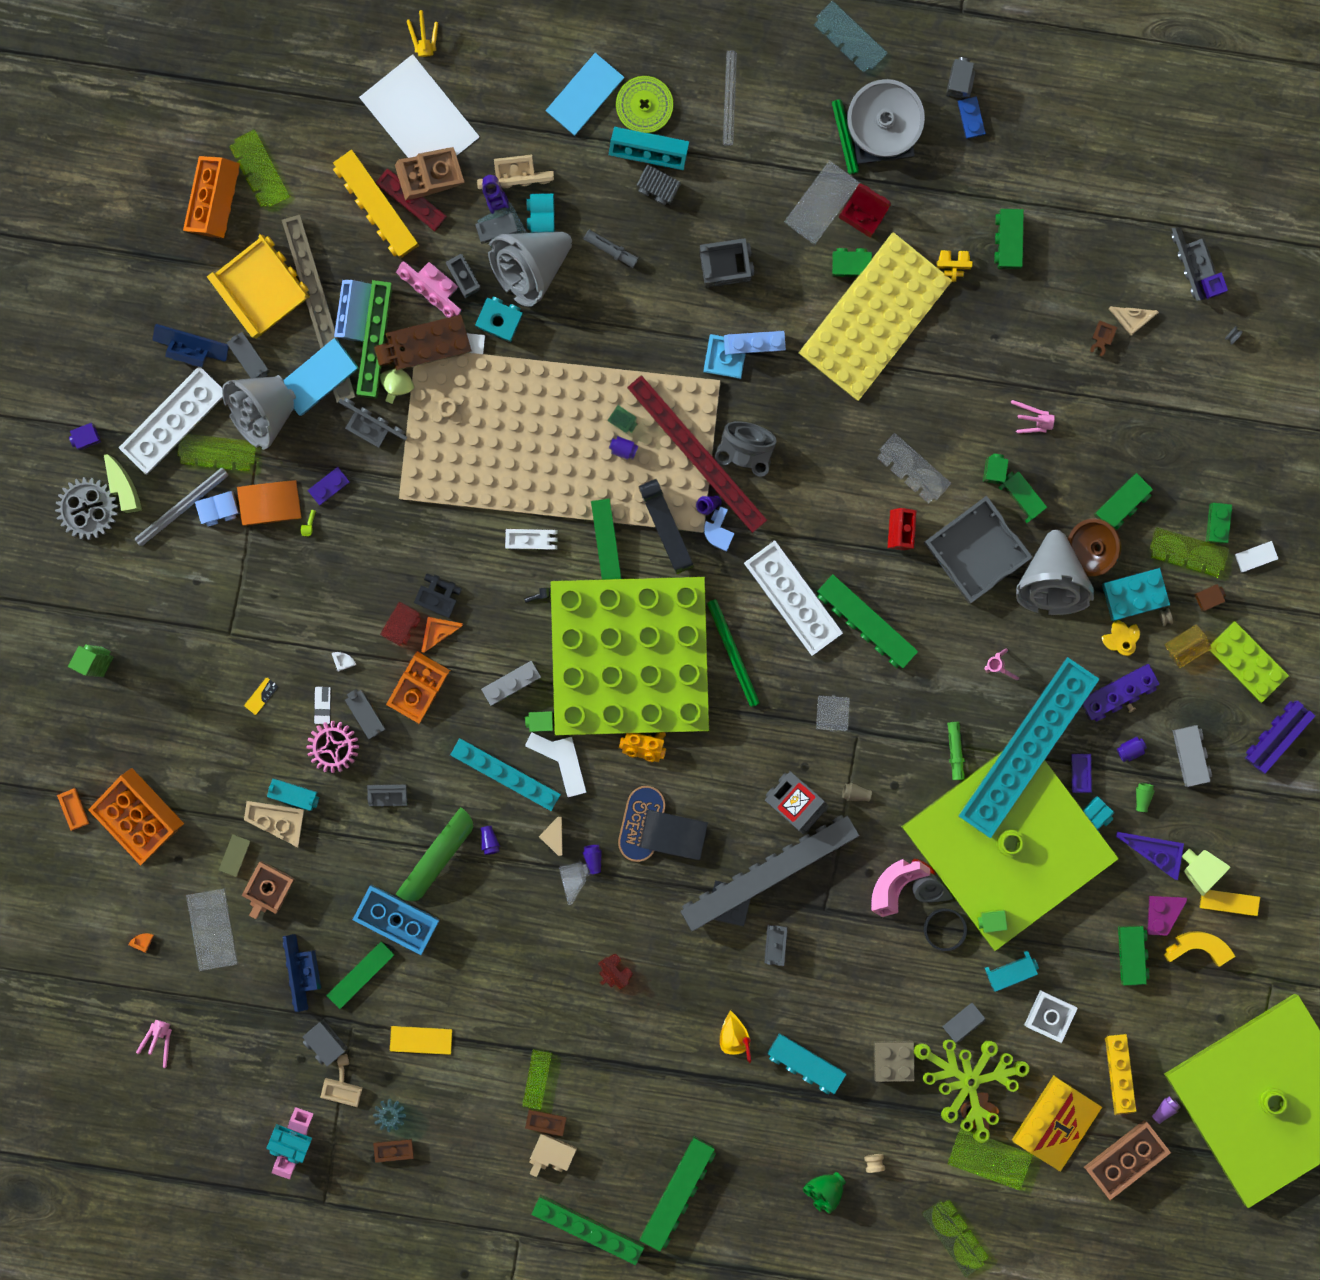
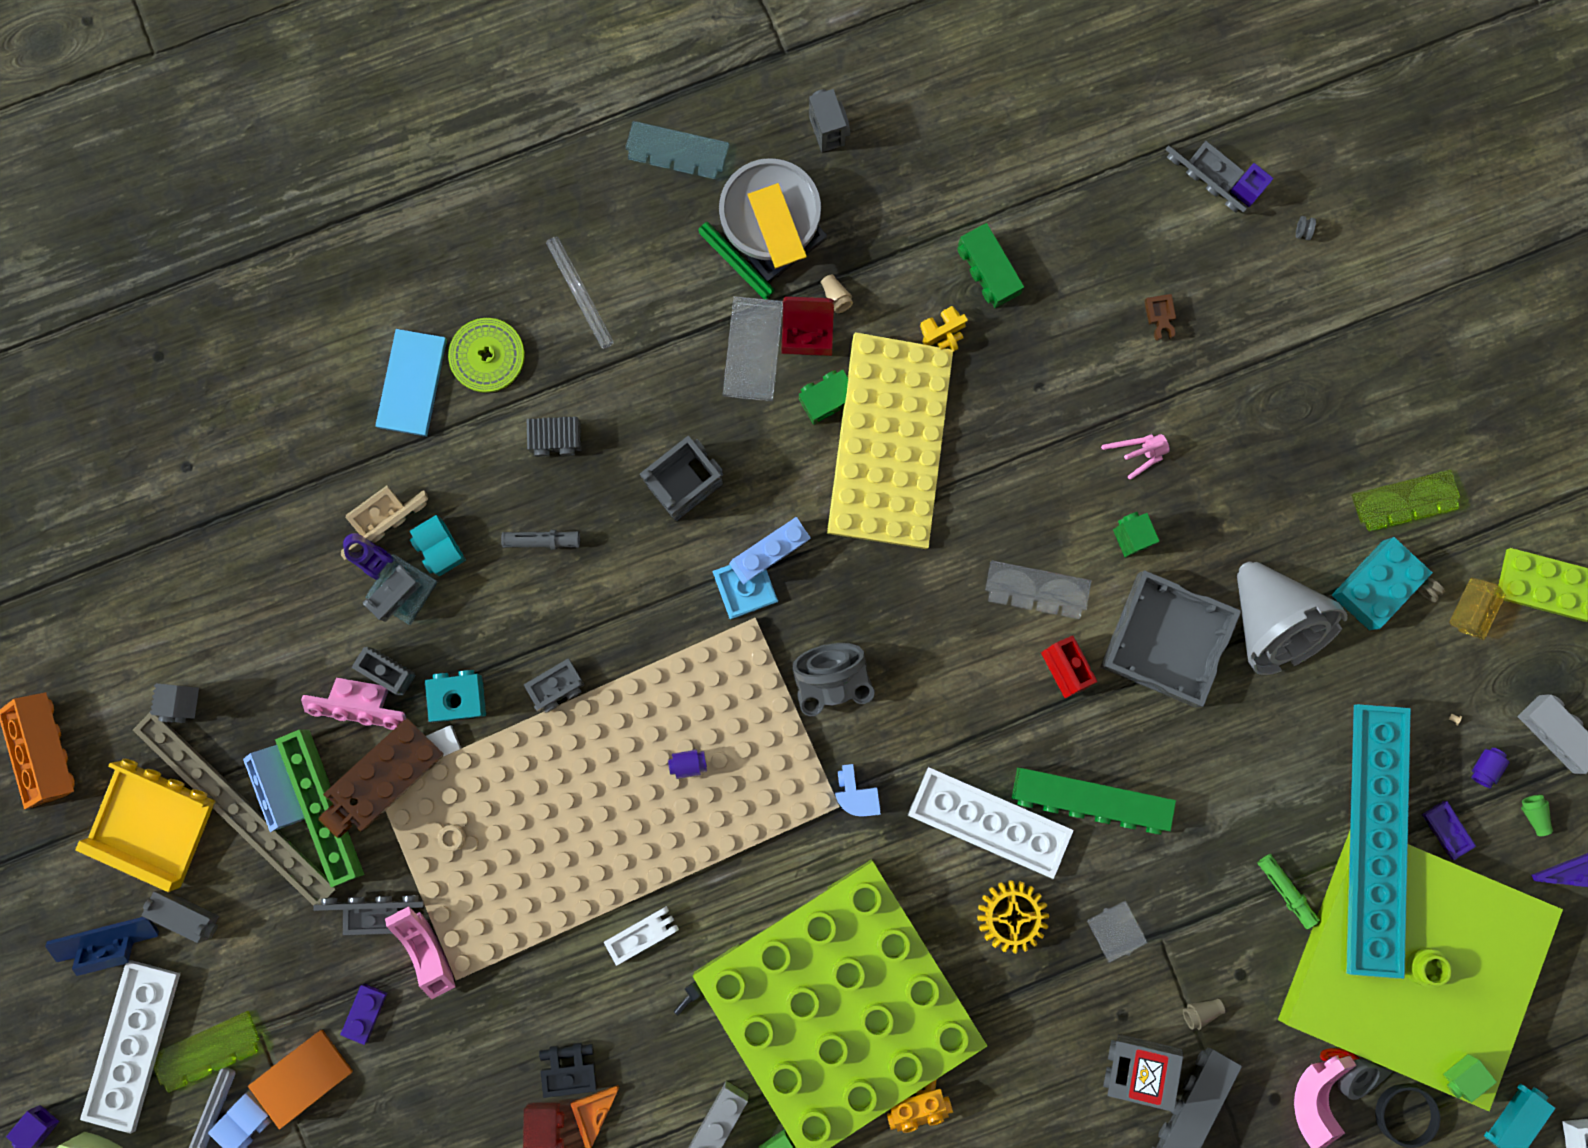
camera: 30 degrees left, 5 degrees down
(259, 407) = (223, 969): light grey cone -> none
(264, 174) = (73, 679): clear neon green windscreen -> none
(306, 530) = (367, 1082): lime hand -> none
(320, 218) = (174, 702): none -> dark grey brick
(320, 375) = (276, 891): medium azure tile -> none
(375, 203) = (235, 647): yellow brick -> none
(389, 467) = (424, 949): none -> bright pink arch
(396, 383) = (375, 844): yellowish green piece -> none
(417, 111) = (234, 517): white piece -> none
(419, 206) = (276, 618): dark red tile -> none
(424, 47) = (195, 435): yellow plant -> none
(429, 173) = (278, 575): medium nougat slope -> none
(528, 262) = (450, 610): light grey cone -> none
(566, 349) = (554, 685): none -> dark grey bracket
(606, 539) = (730, 884): green tile -> none
(623, 420) = (668, 731): clear green brick -> none
(648, 148) = (517, 400): teal brick -> none
(665, 526) = (792, 828): black beam -> none
(696, 453) = (778, 720): dark red plate -> none
(708, 504) = (826, 771): dark purple cone -> none
(733, 653) = (958, 930): green axle -> none
(780, 649) = (991, 917): none -> yellow gear
(883, 132) = (776, 225): none -> yellow piece
(898, 198) = (838, 293): none -> tan cone
(971, 117) = (865, 159): blue plate -> none
(997, 665) = (1279, 762): bright pink plant -> none
(1023, 495) = (1185, 546): green brick -> none
(1085, 540) = (1325, 552): reddish brown dish -> none
(1098, 813) = (1500, 866): teal brick -> none
(1120, 635) = (1392, 642): yellow plate -> none
(1120, 691) = (1437, 704): dark purple brick -> none
(1124, 501) = (1301, 486): green brick -> none
(1132, 318) = (1180, 276): tan tile -> none
(1210, 597) = (1466, 537): reddish brown brick -> none
(1218, 523) = (1423, 446): green brick -> none
(1256, 556) = (1486, 460): white tile -> none

